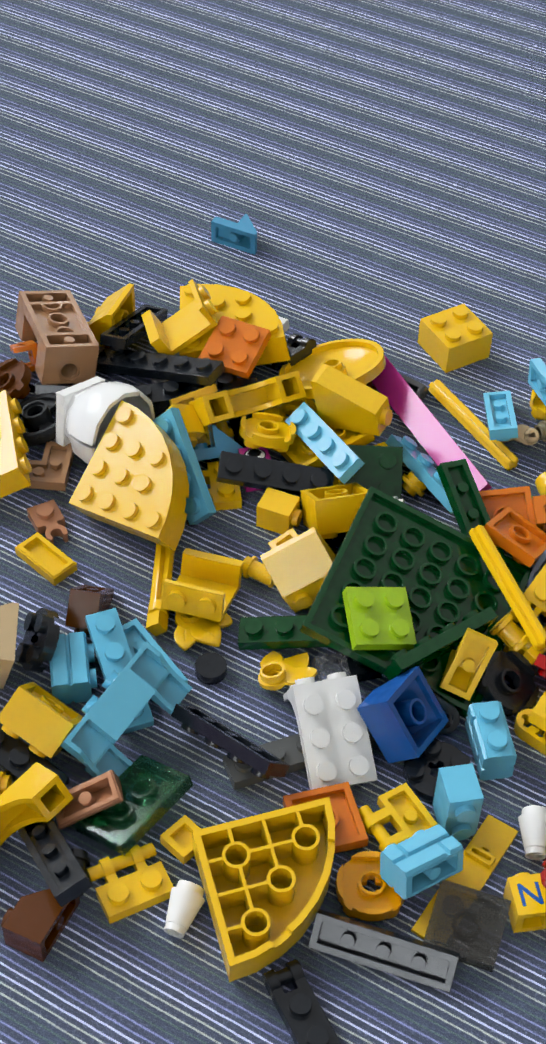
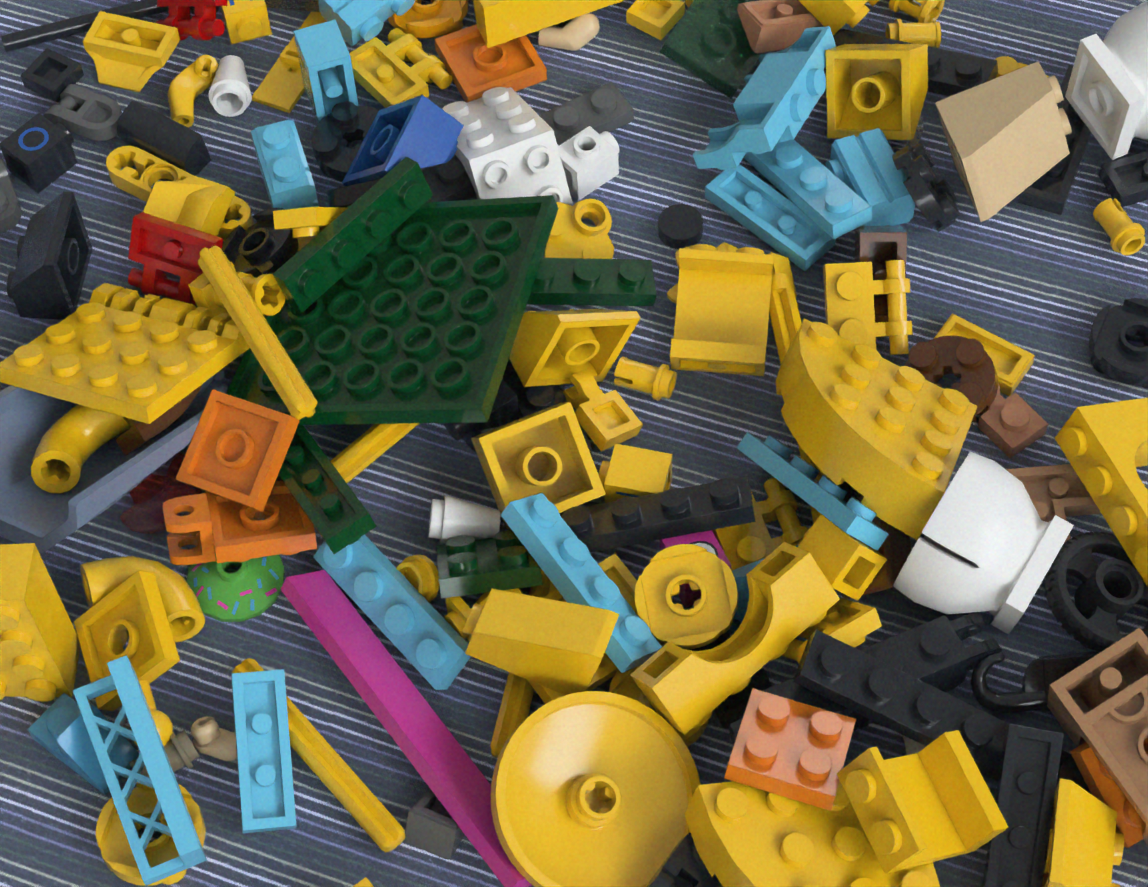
camera: 175 degrees right, 10 degrees up
(69, 521) = (960, 357): none -> reddish brown plate
(117, 577) = (850, 303): none -> yellow plate
(223, 737) = (626, 97): black plate -> none
(268, 718) = (589, 161): none -> white brick
(379, 618) = (446, 239): lime plate -> none

